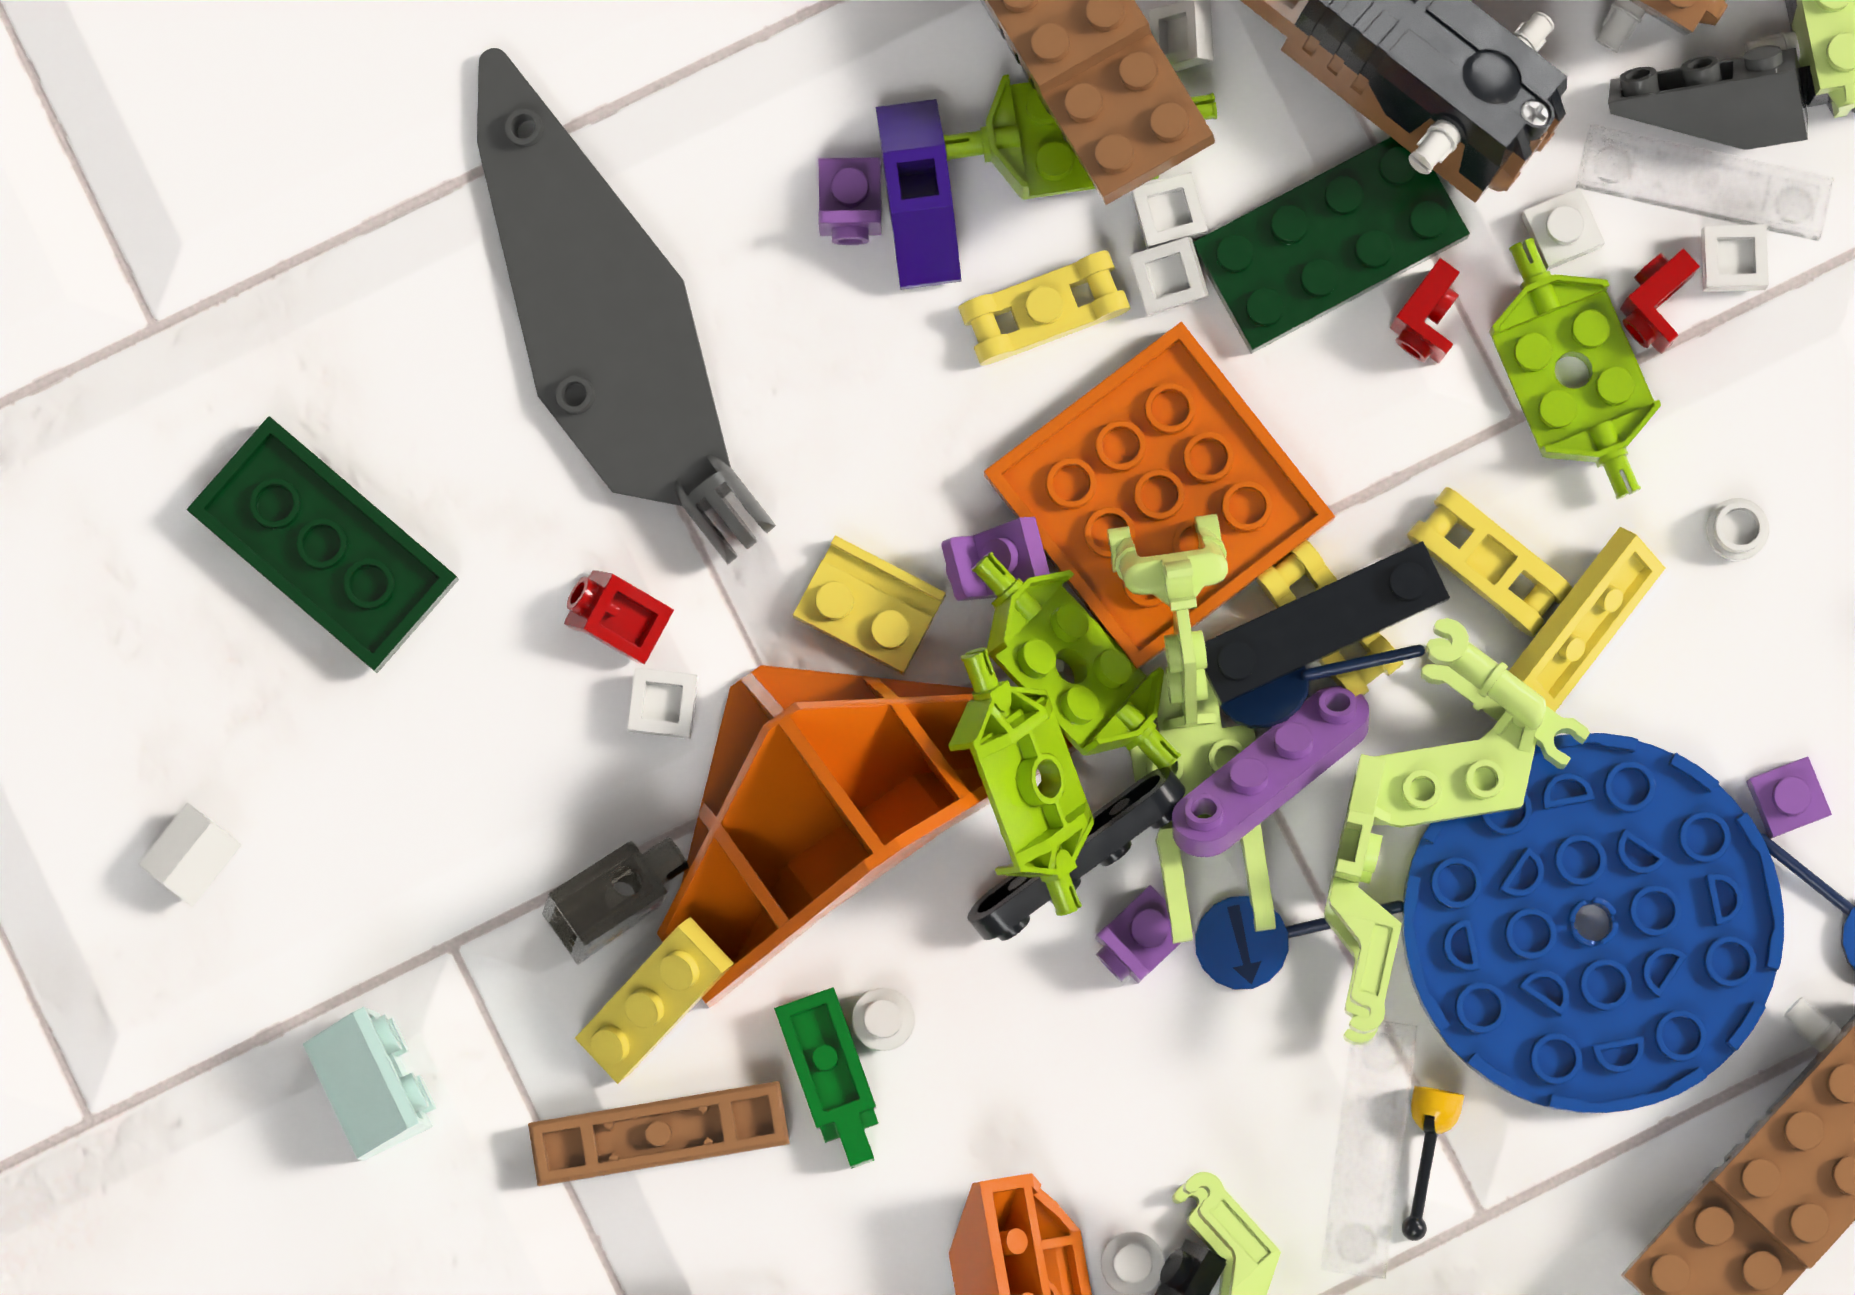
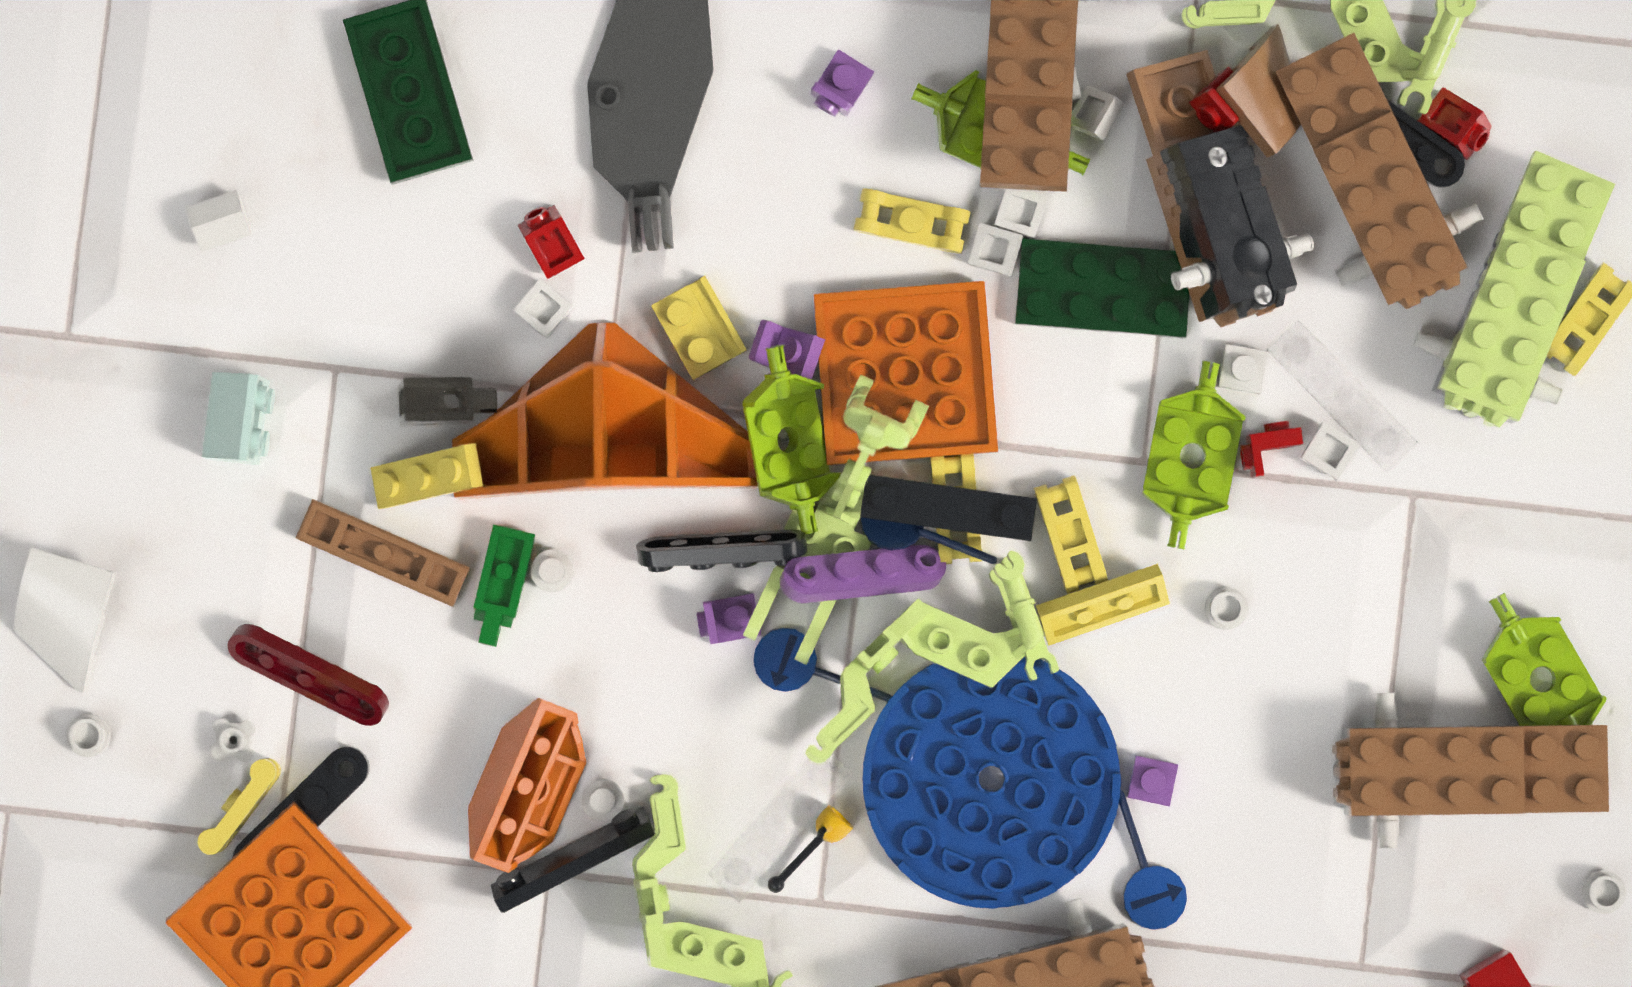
camera: 30 degrees right, 5 degrees up
(919, 194) = (882, 106): dark purple slope -> none
(1010, 738) = (718, 459): lime plate -> none
(1429, 301) = (1135, 361): red bracket -> none
(1729, 101) = (1387, 359): dark grey slope -> none

